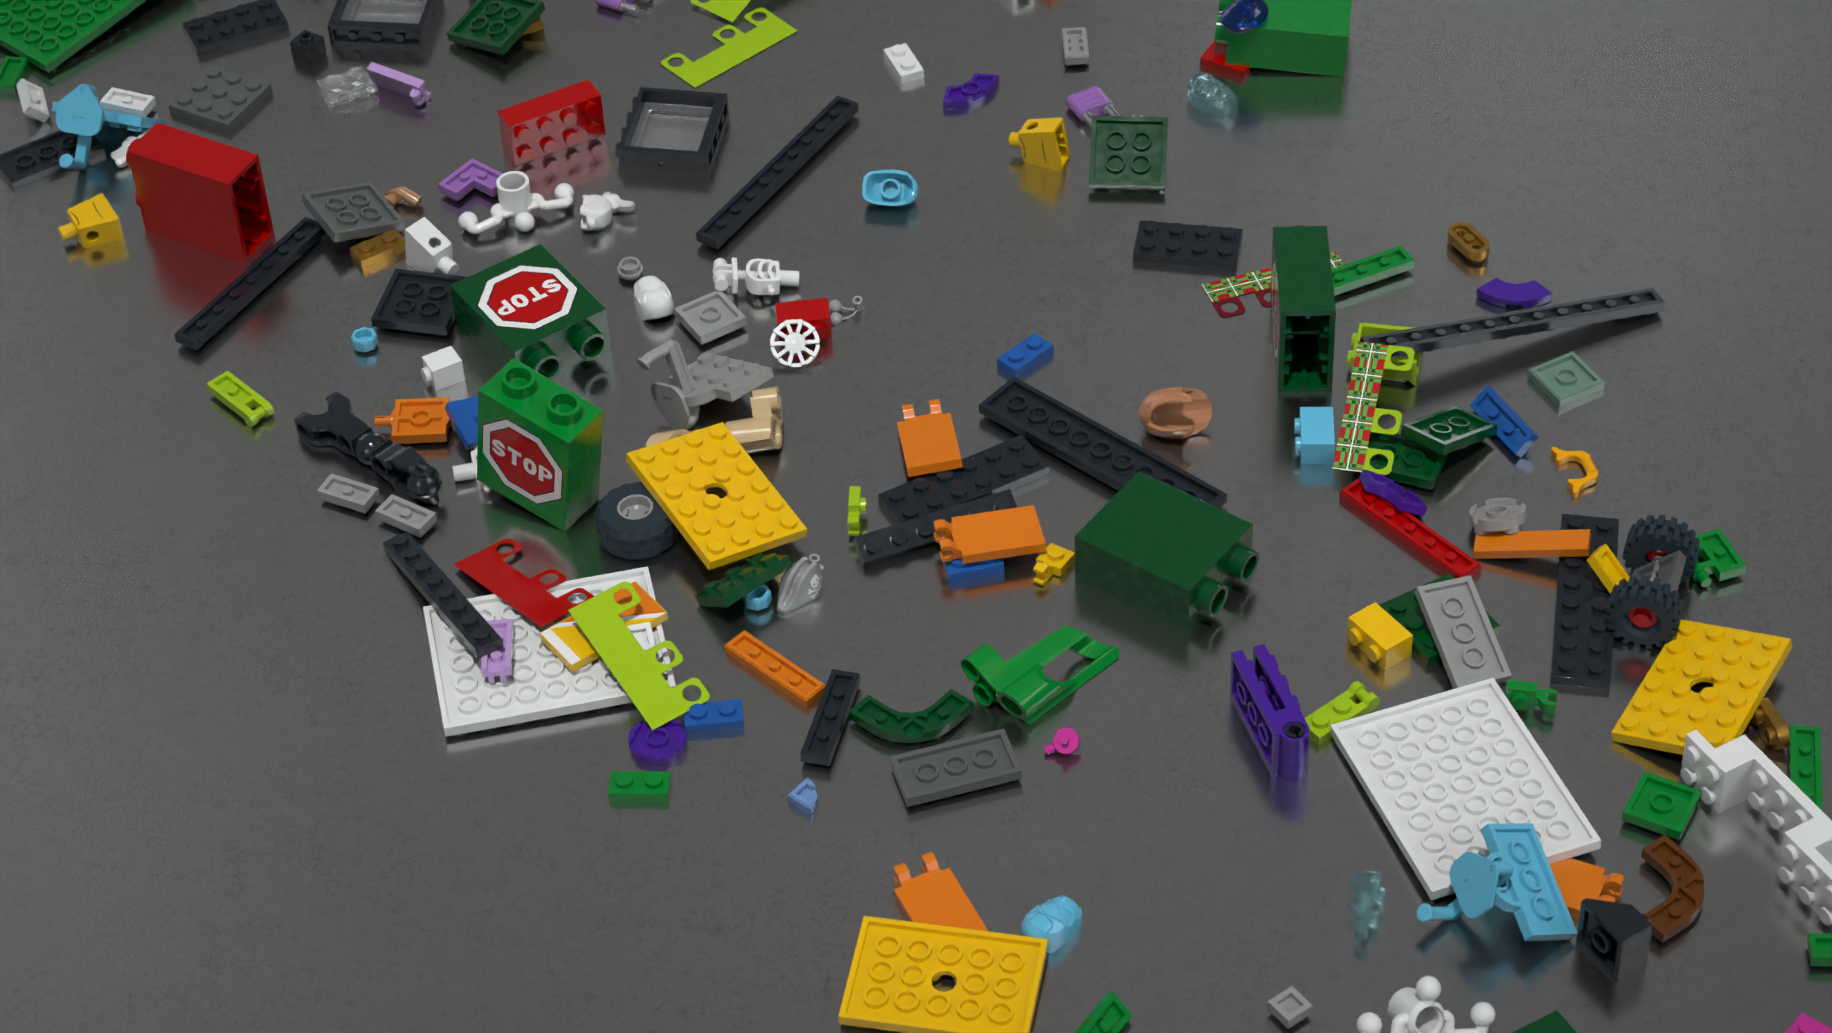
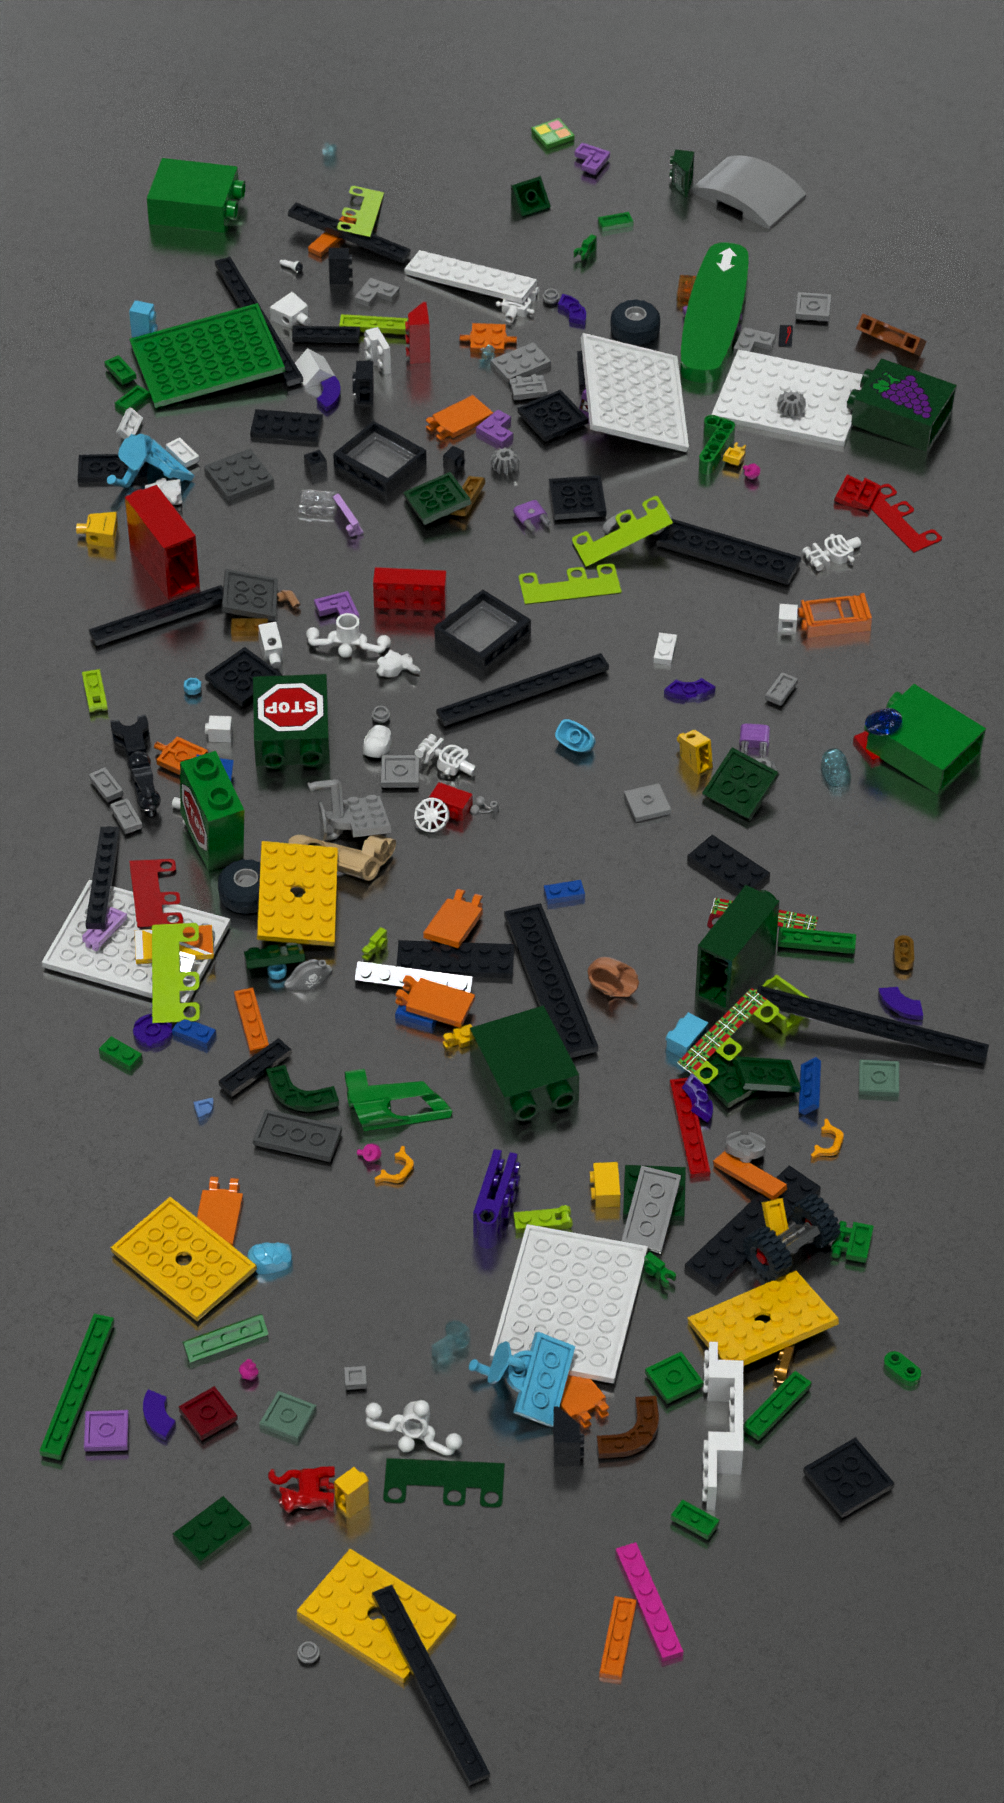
camera: 30 degrees right, 5 degrees up
(1032, 222) = (647, 802): none -> light grey plate
(1123, 753) = (398, 1178): none -> light orange helmet

